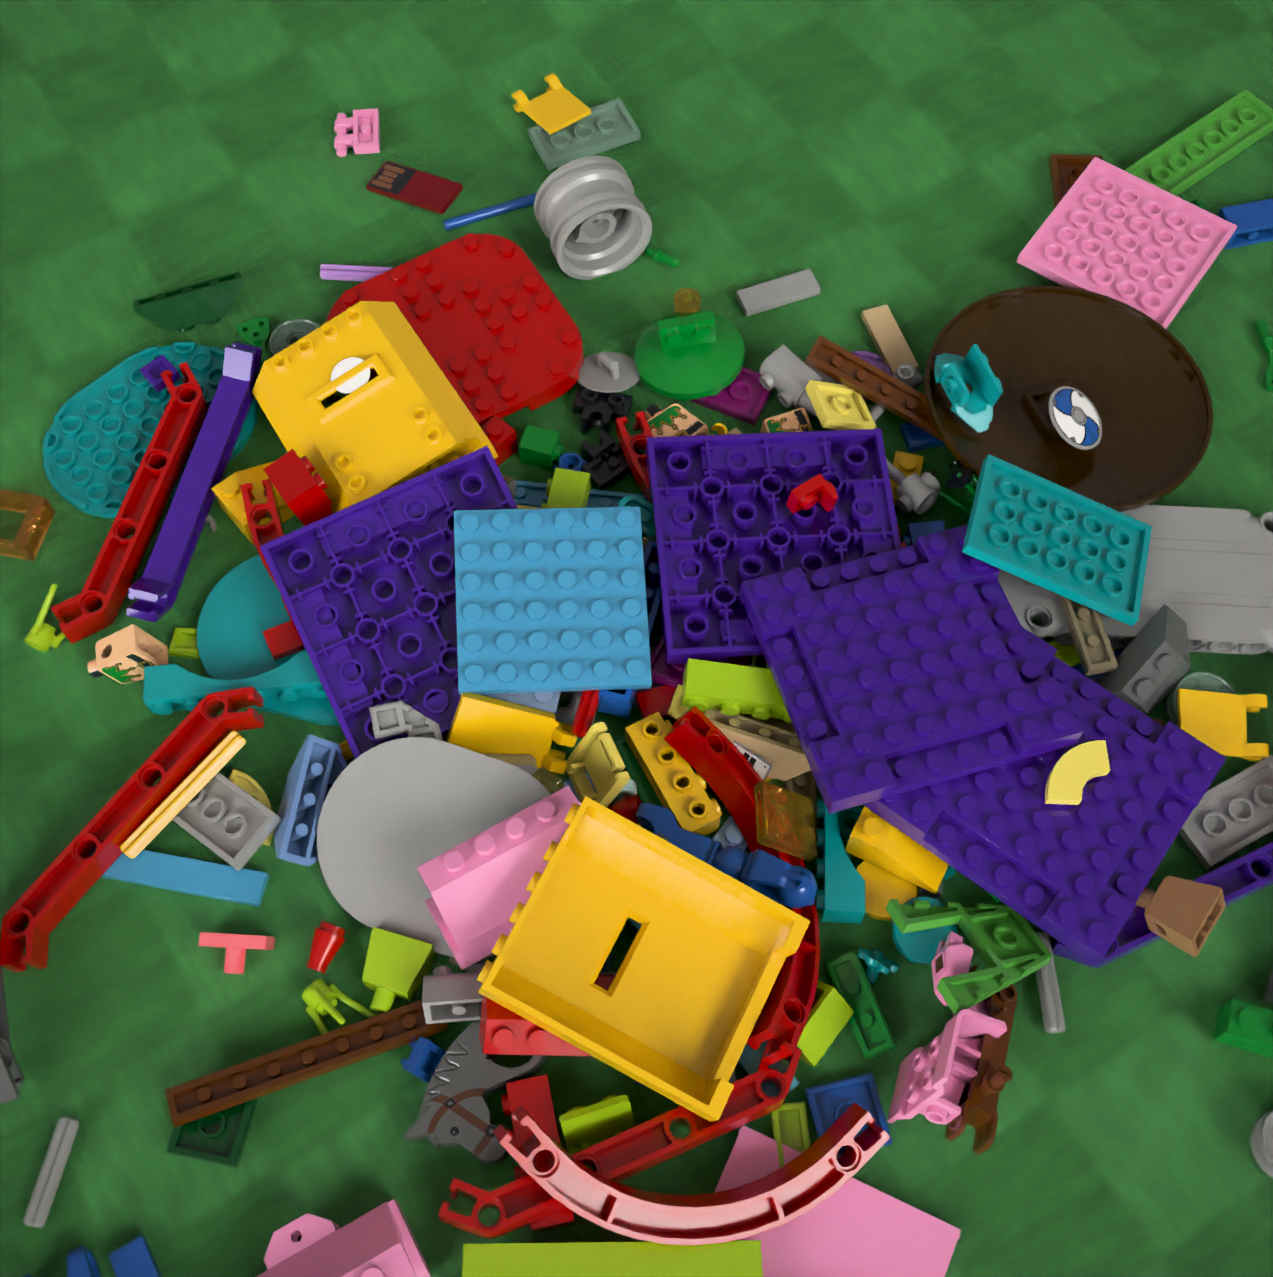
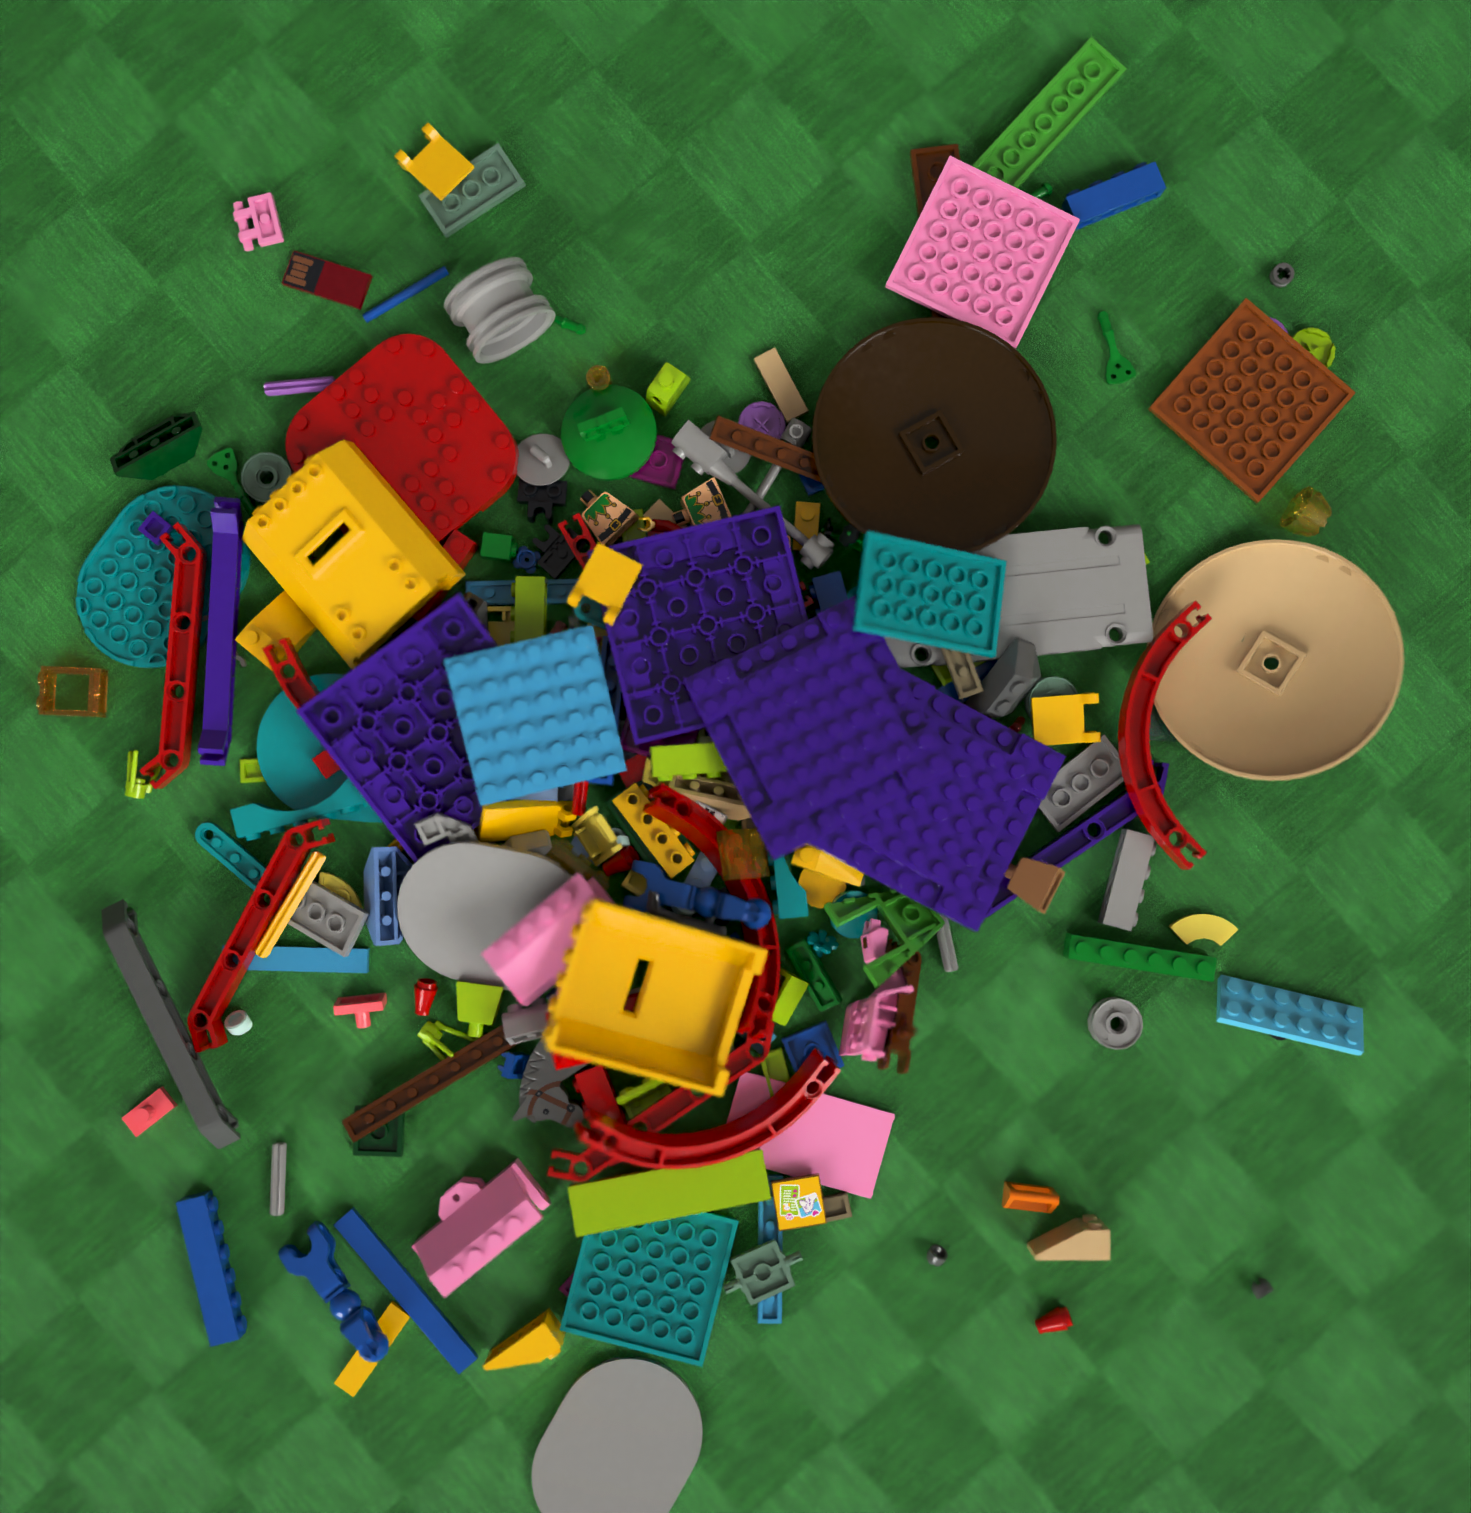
camera: 10 degrees left, 25 degrees up
(67, 939) = (238, 1022): none -> light aqua tile
(125, 725) = (230, 854): none -> teal plate
(126, 654) = (207, 798): light nougat torso -> none
(299, 488) = (313, 646): red slope -> none
(356, 381) = (333, 537): white sticker -> none
(665, 467) = (606, 580): none -> yellow flag
(762, 320) = (667, 388): none -> lime torso
(778, 292) = (677, 346): light grey tile -> none
(810, 493) = (725, 588): red bracket -> none
(839, 406) = (743, 478): light yellow tile -> none
(986, 388) = (834, 433): teal piece -> none
(1074, 770) = (951, 793): light yellow tile -> none
(1075, 418) = (941, 463): shield -> none

